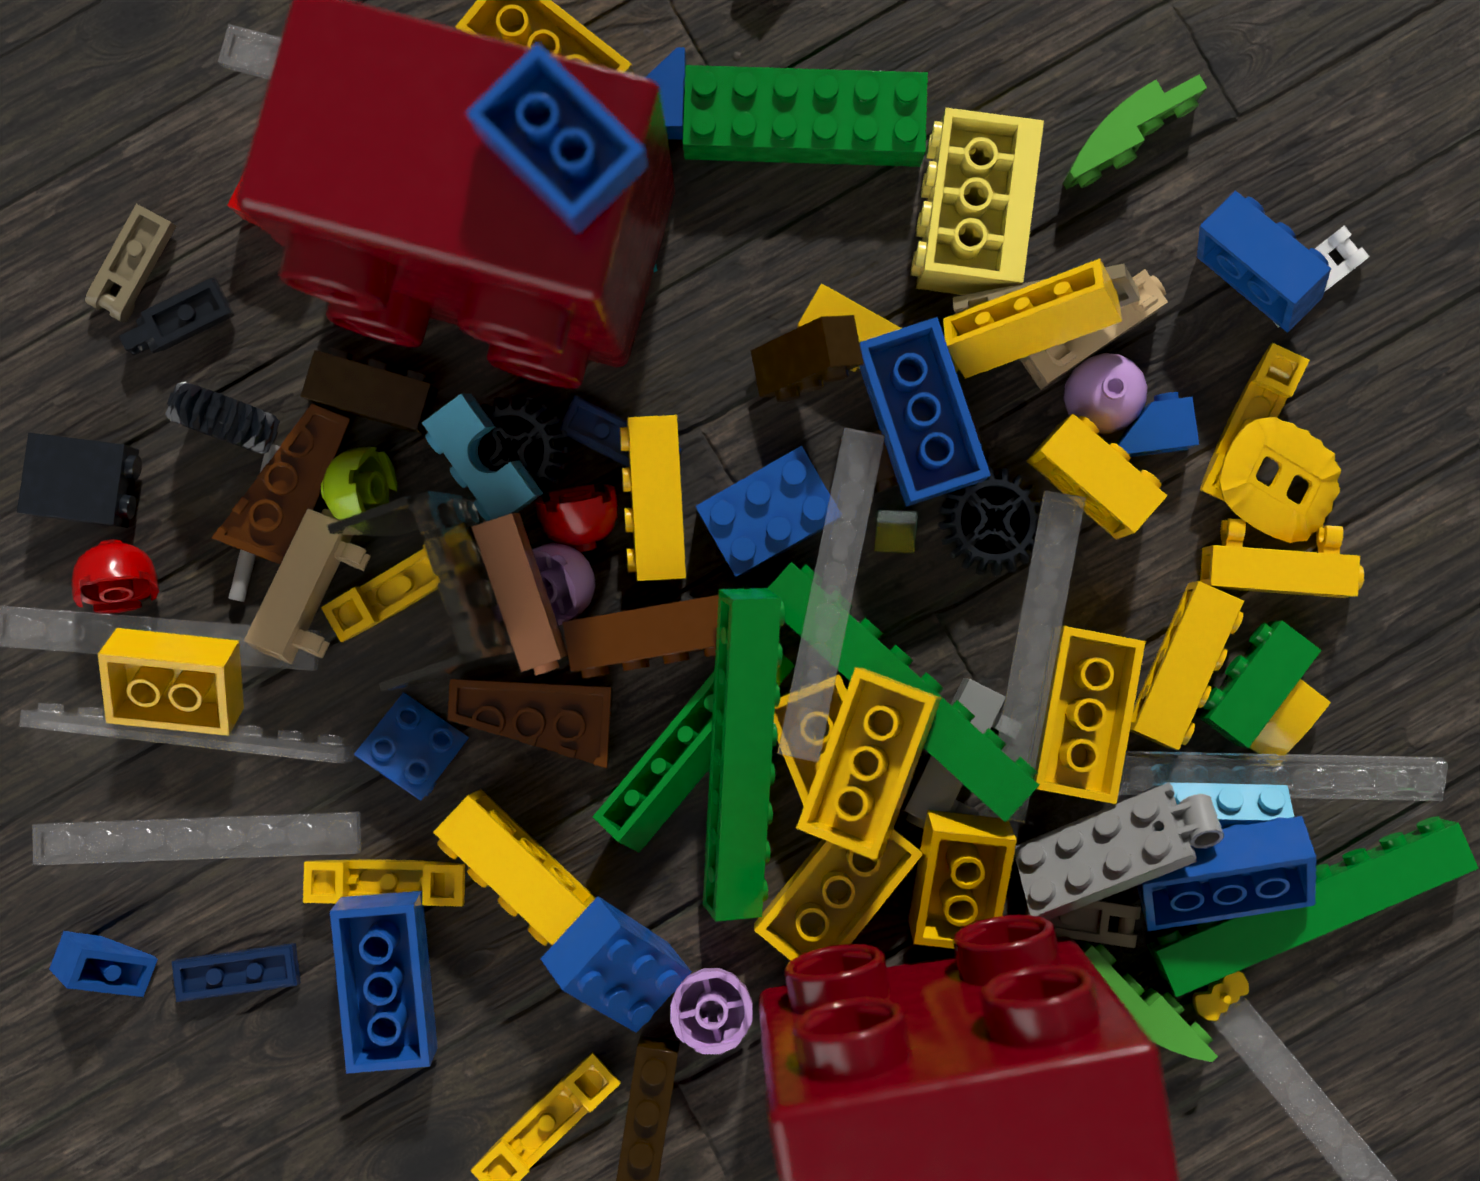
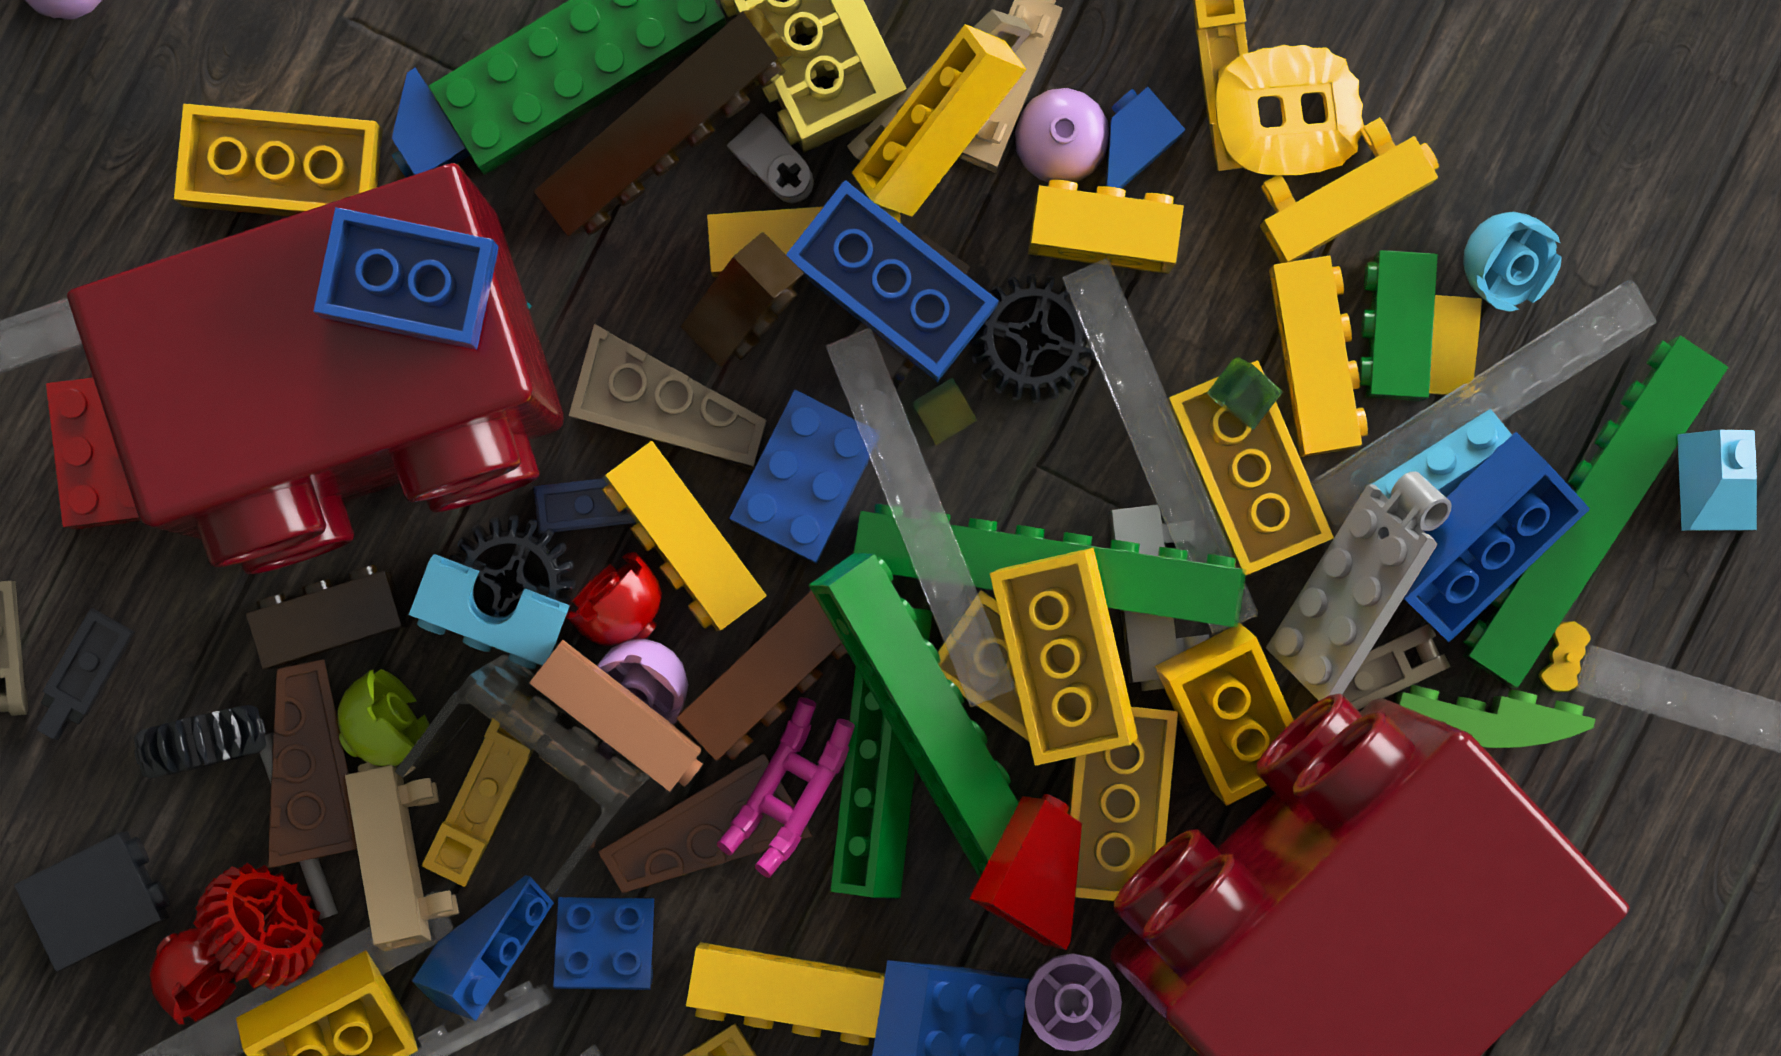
camera: 40 degrees left, 0 degrees up
(158, 557) = (258, 926): none -> red gear
(322, 694) = (480, 952): none -> blue slope
(587, 721) = (762, 797): none -> dark pink piece
(698, 391) = (649, 399): none -> dark tan wing
(746, 901) = (1035, 871): none -> red slope
(836, 196) = (664, 123): none -> dark brown brick
(891, 272) = (768, 155): none -> light grey piece
(1122, 657) = (1244, 392): none -> clear green slope
(1371, 688) = (1511, 259): none -> medium azure cylinder
(1420, 944) = (1718, 480): none -> medium azure slope

